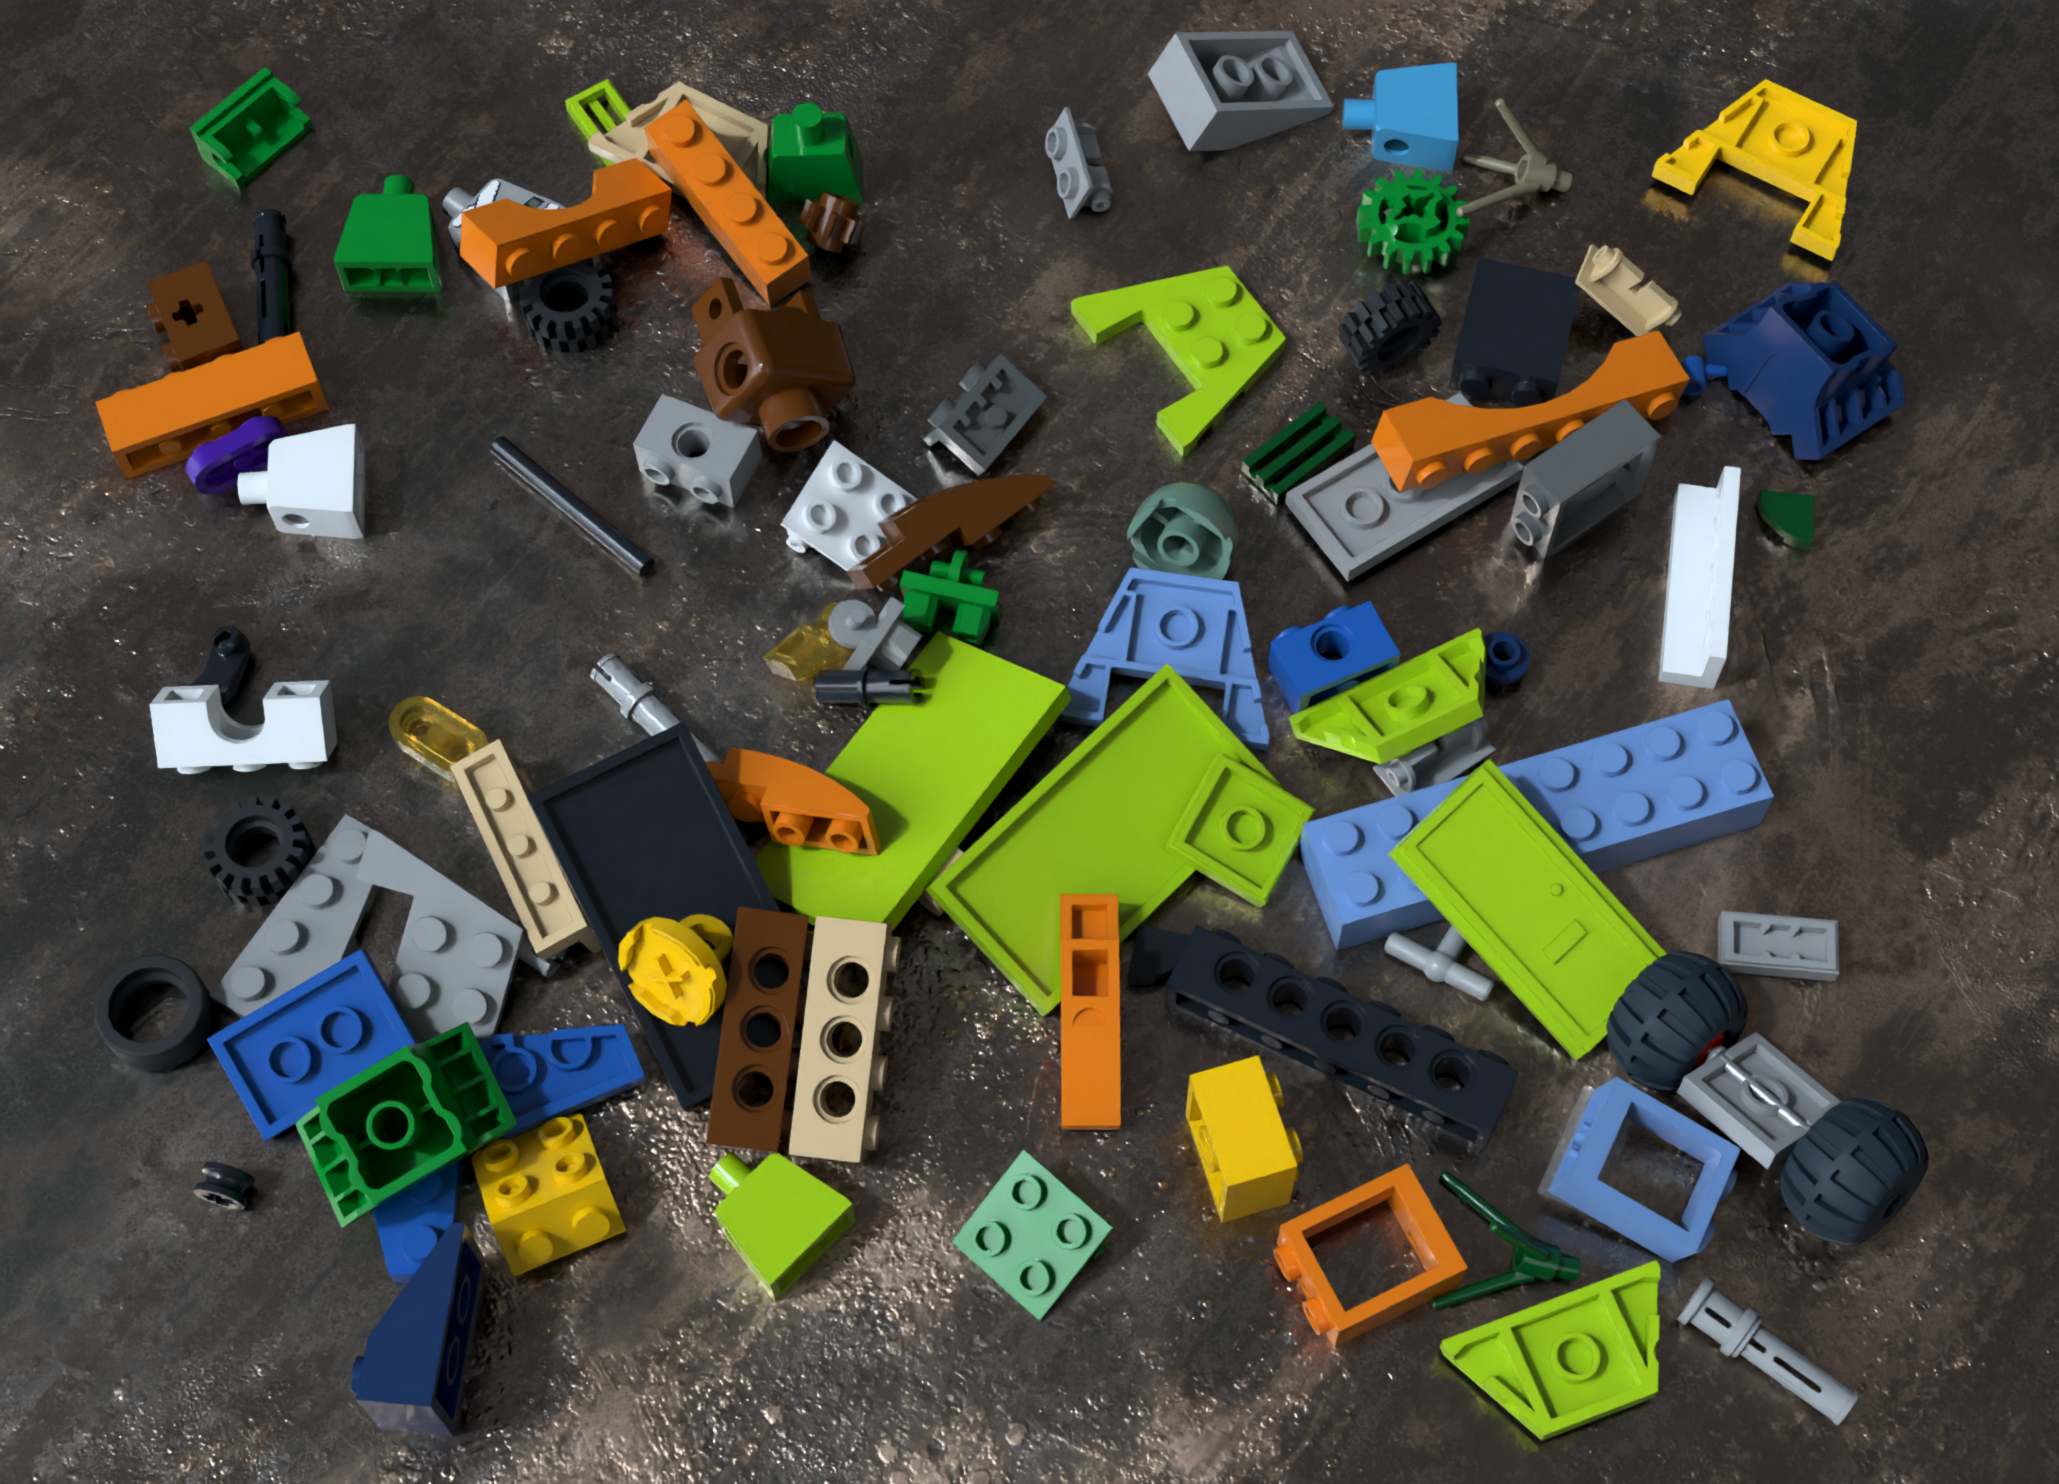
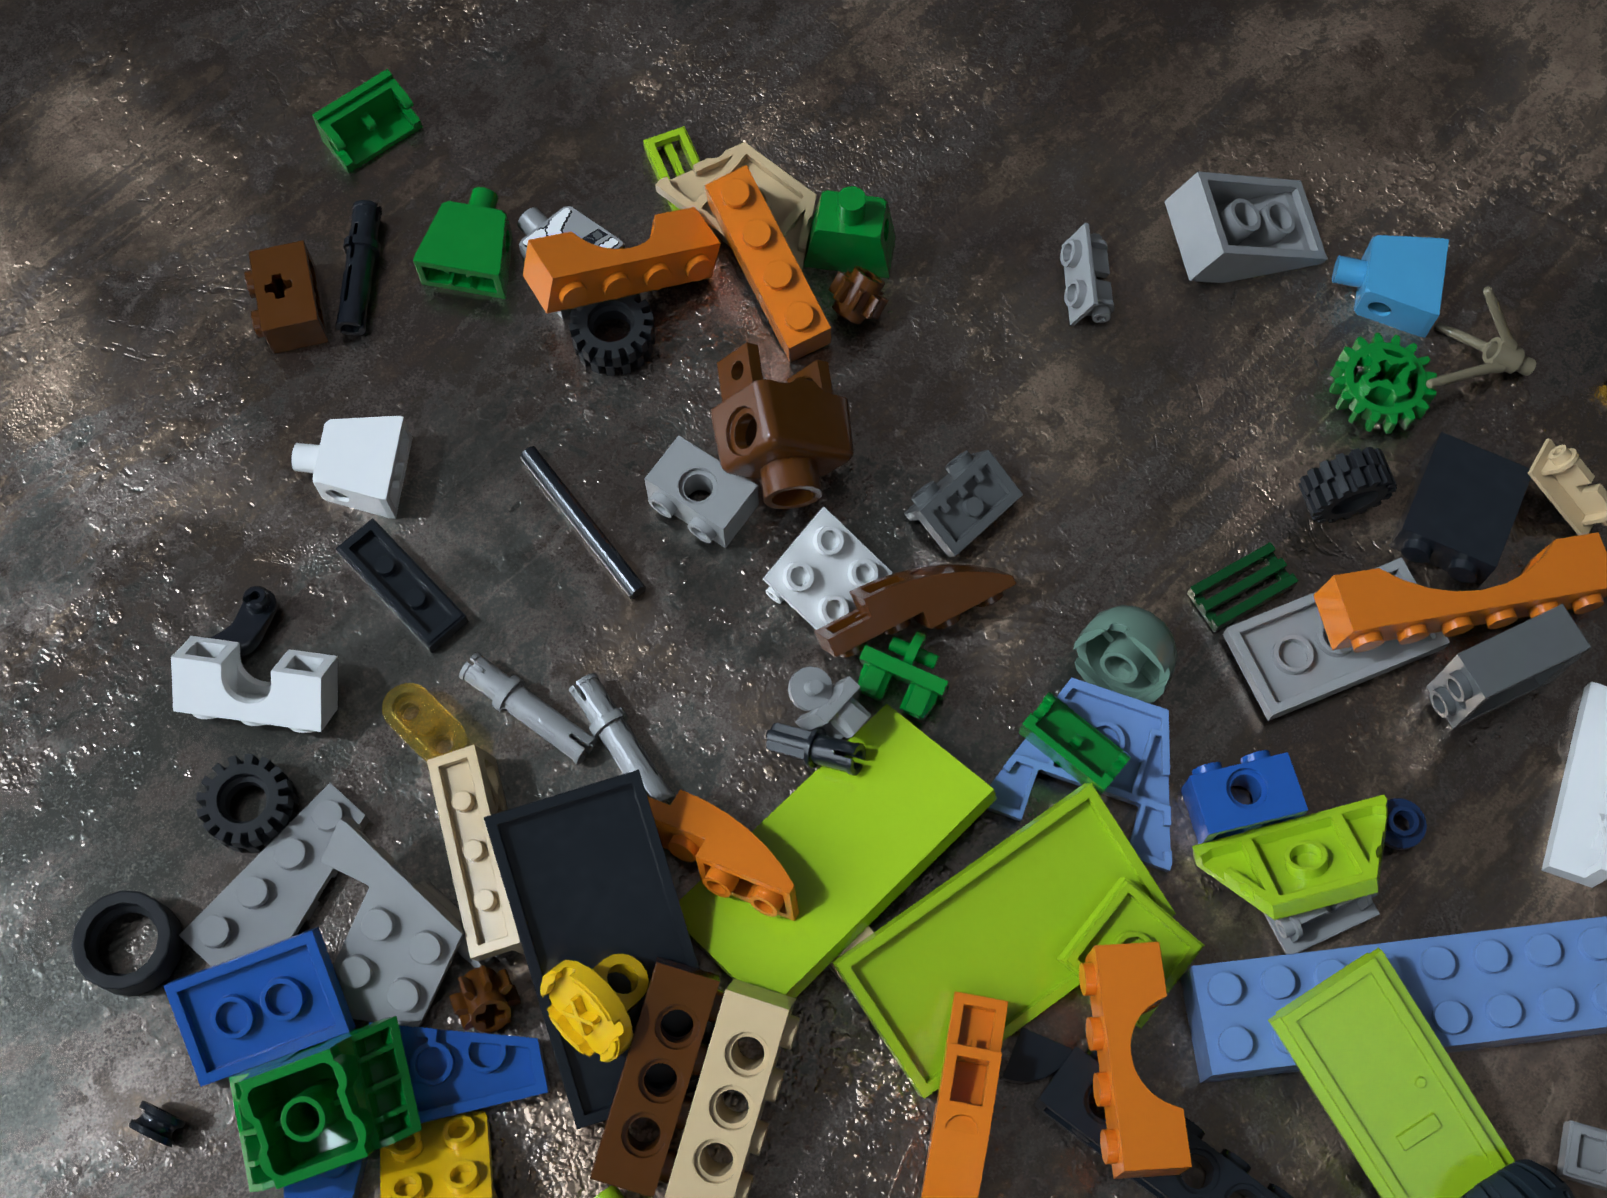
camera: 10 degrees right, 5 degrees up
(197, 406) = (284, 373): orange brick -> none
(218, 463) = (302, 423): dark purple plate -> none
(384, 603) = (402, 585): none -> black tile
(529, 693) = (511, 696): none -> light grey pin
(558, 996) = (485, 999): none -> reddish brown gear
(804, 649) = (764, 698): clear yellow plate -> none
(1141, 631) = (1073, 743): none -> green hinge
(1208, 331) = (1179, 455): lime wing -> none
(1277, 983) = (1142, 1130): none -> orange arch
(1441, 964) = (1295, 1118): light grey piece -> none

